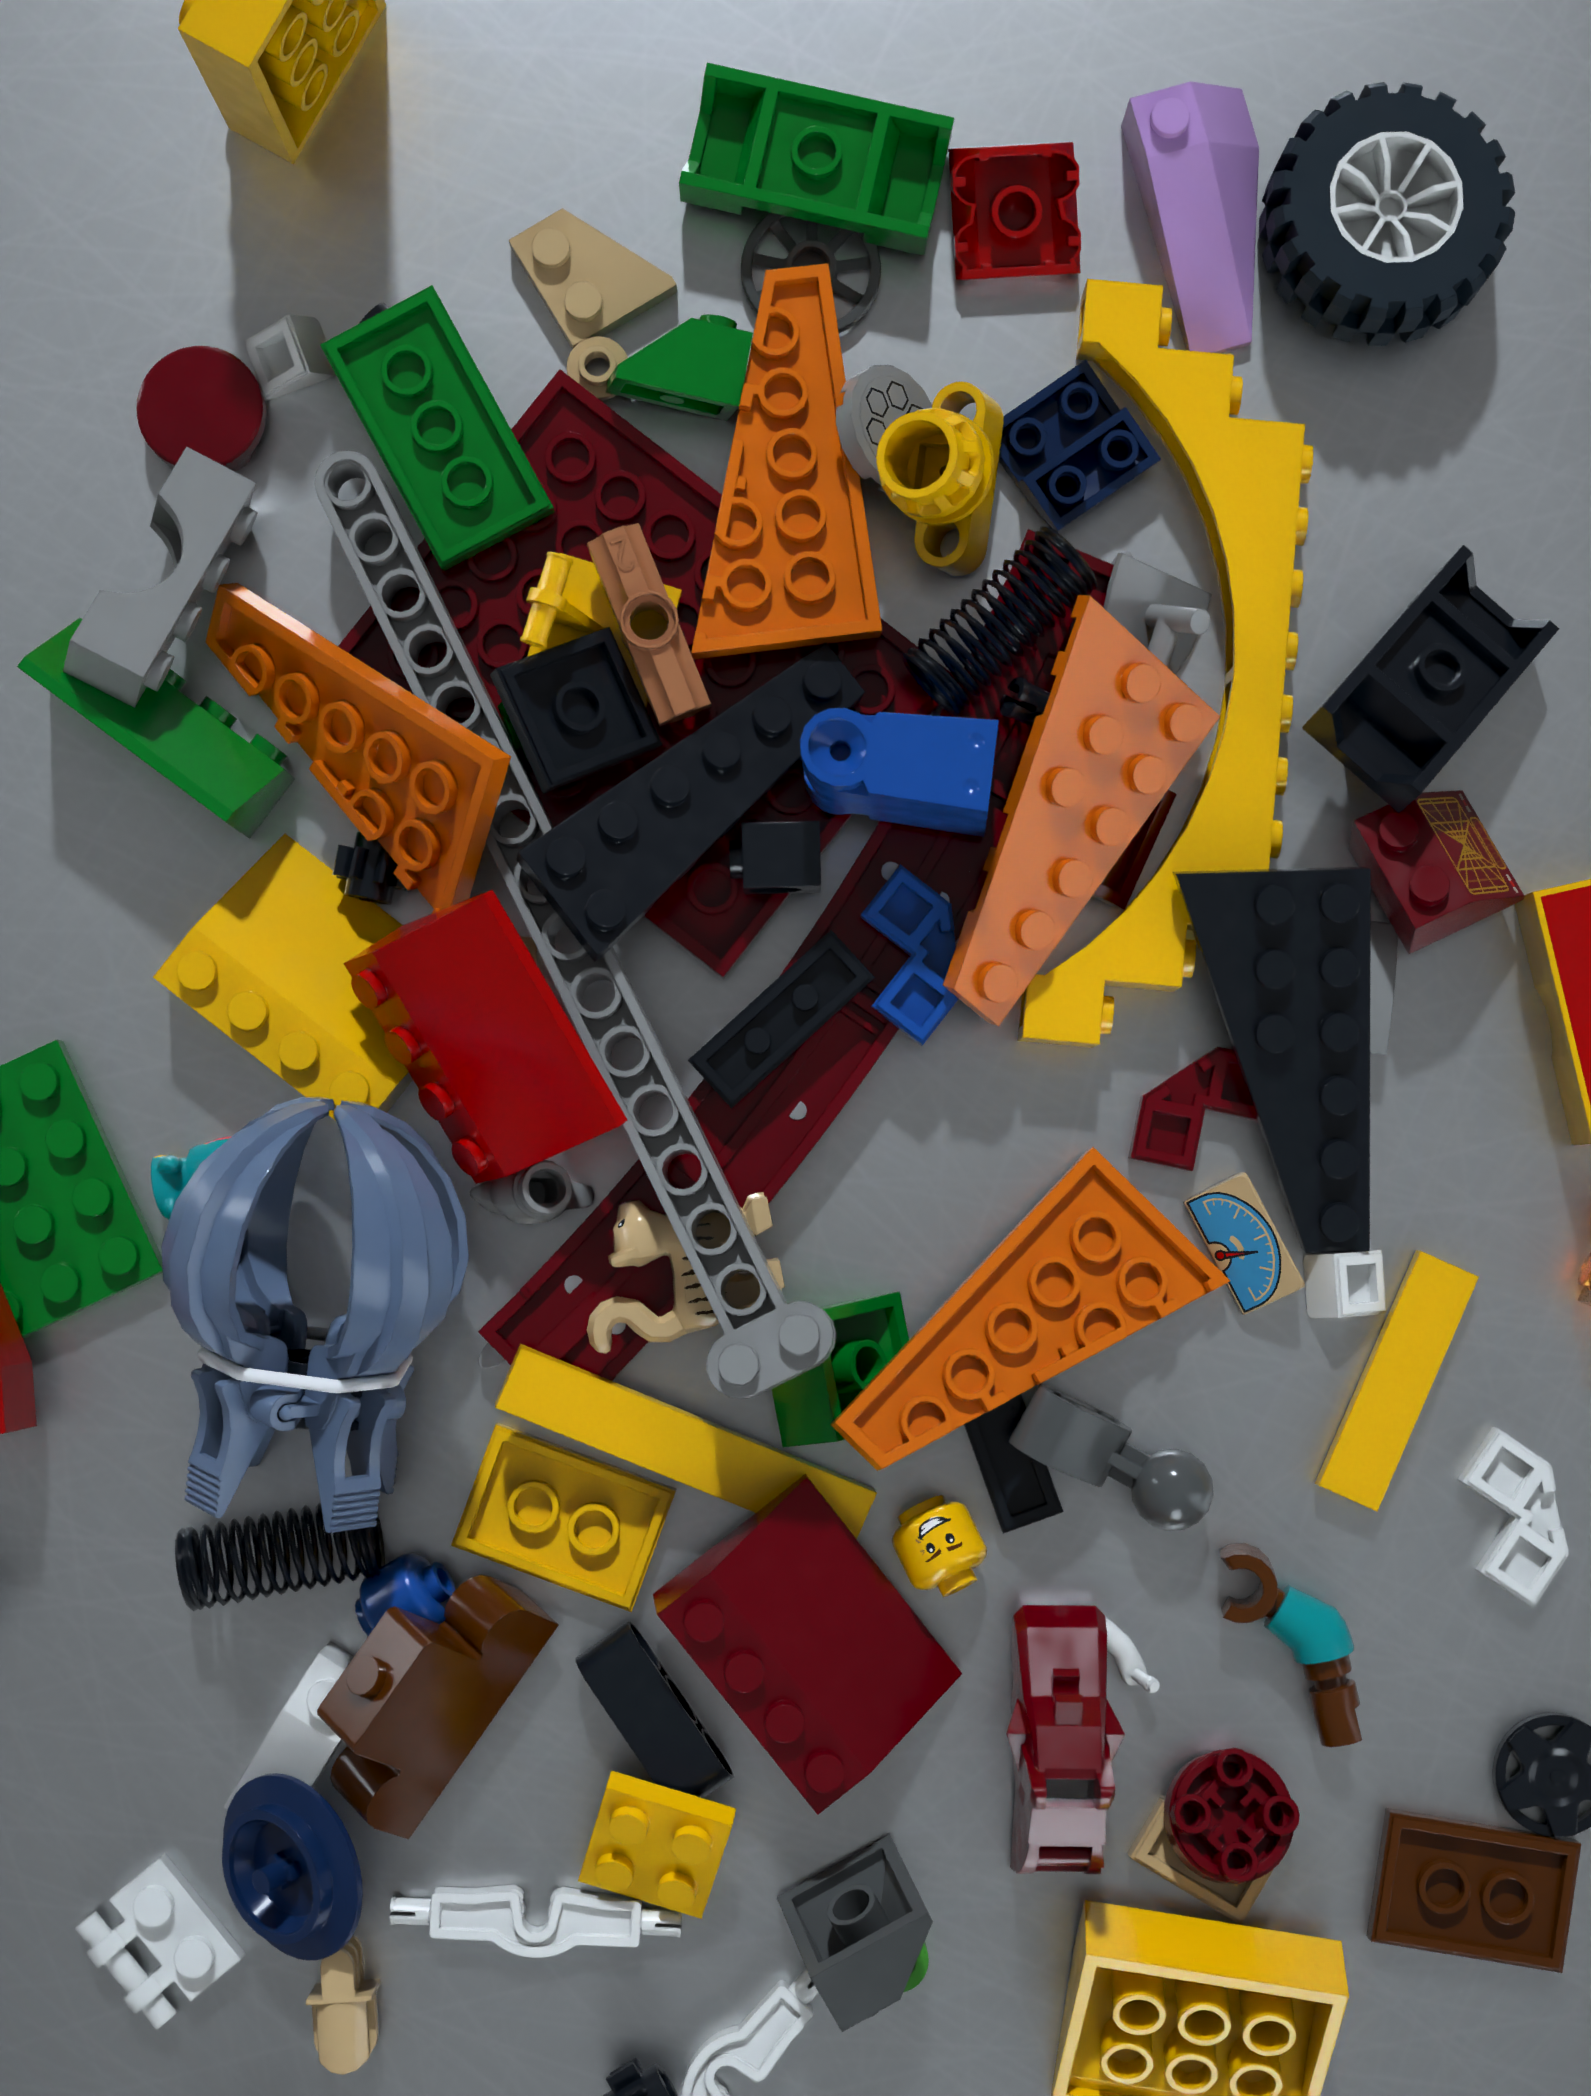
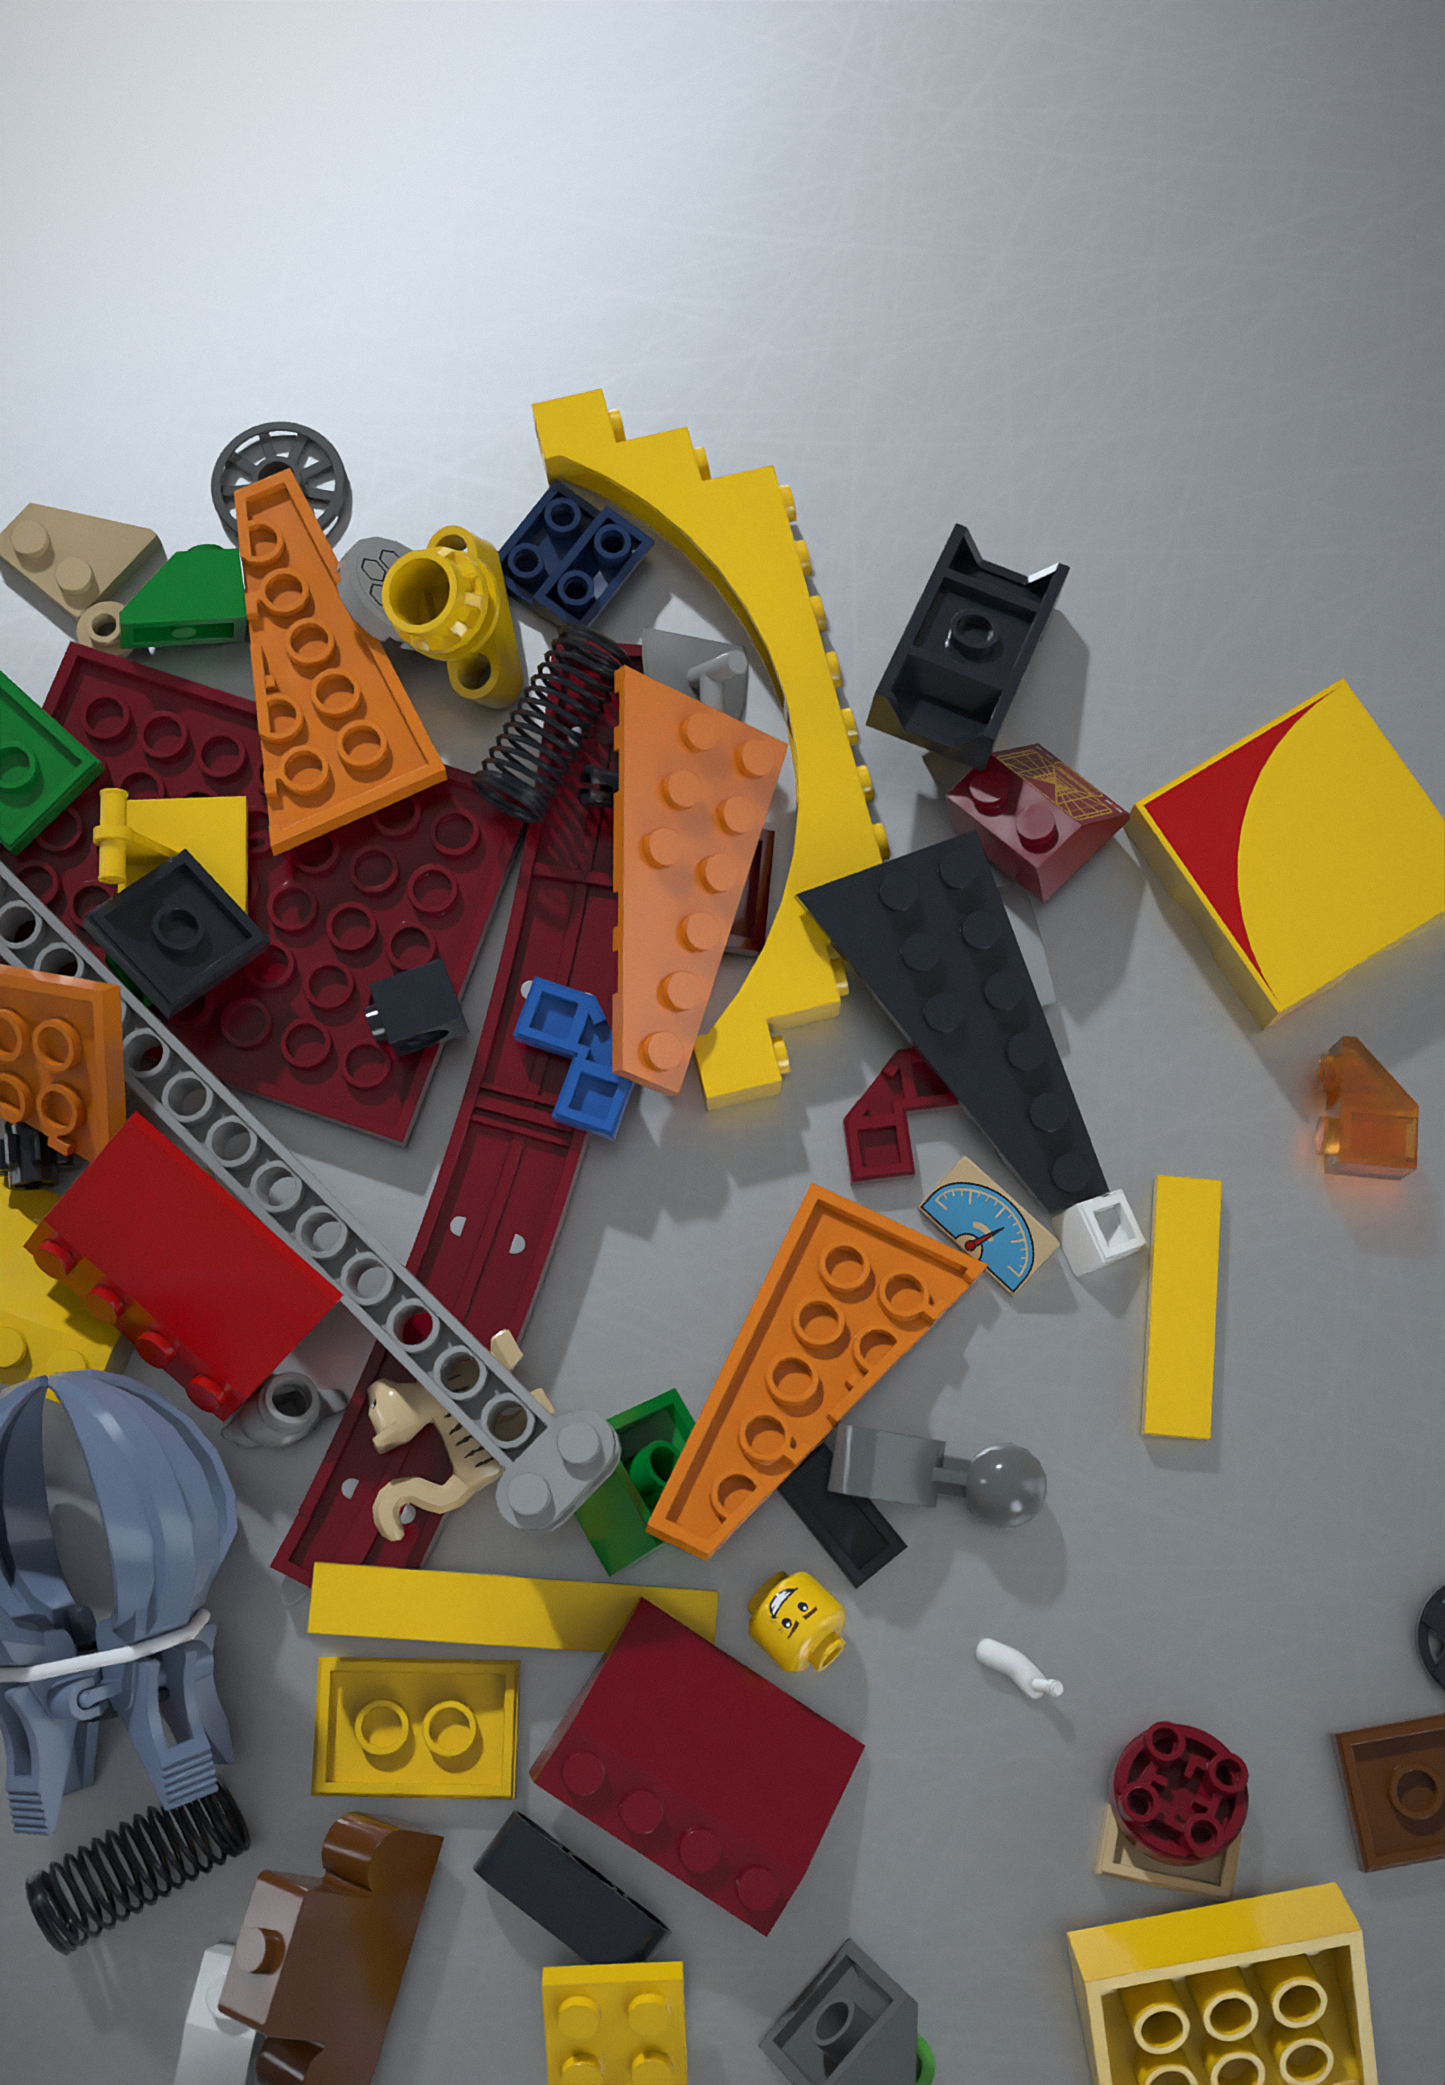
camera: 15 degrees left, 10 degrees down
(407, 1584) = (277, 1846): blue head -> none
(635, 587) = (200, 804): nougat piece -> none
(651, 828) = (278, 1020): black wing -> none
(781, 1019) = (469, 1160): black tile -> none
(816, 157) = (250, 382): green piece -> none
(901, 767) = (501, 880): blue piece -> none
(1015, 210) = (447, 372): red slope -> none
(1060, 1732) = (978, 1756): dark red animal -> none
(1200, 190) = (612, 311): lavender wedge -> none
(1314, 1635) = (1198, 1584): reddish brown piece -> none
(1386, 213) = (781, 266): black wheel -> none
(1532, 1540) = (1368, 1418): white tile -> none

